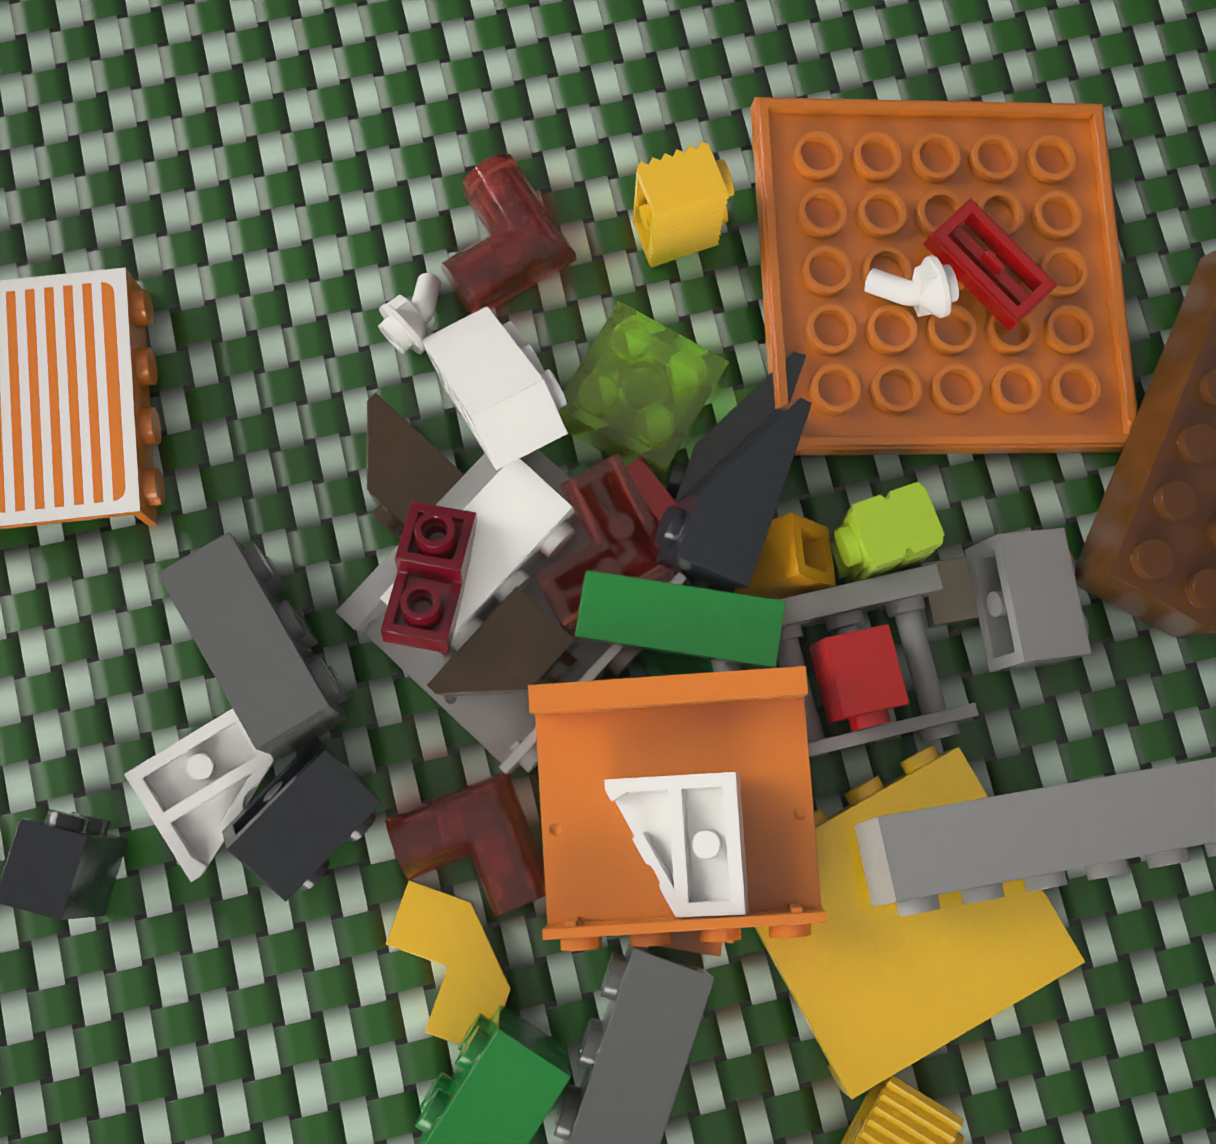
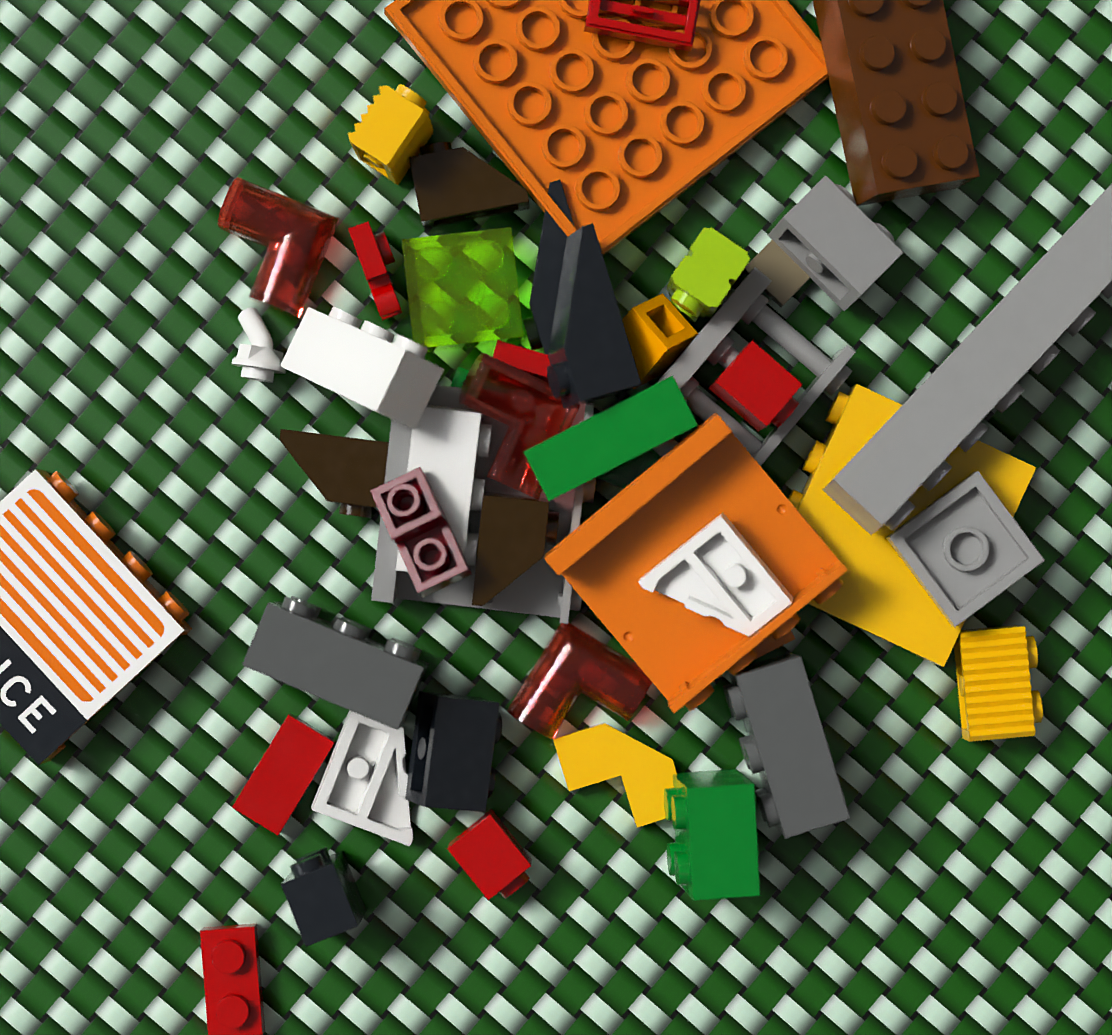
camera: 30 degrees left, 10 degrees up
(129, 722) = (284, 774): none -> red tile
(259, 953) = (491, 856): none -> red brick
(581, 307) = (374, 255): none -> red plate
(709, 304) = (461, 186): none -> dark brown slope
(929, 292) = (614, 70): white plate -> none
(959, 993) = (965, 548): none -> light grey plate

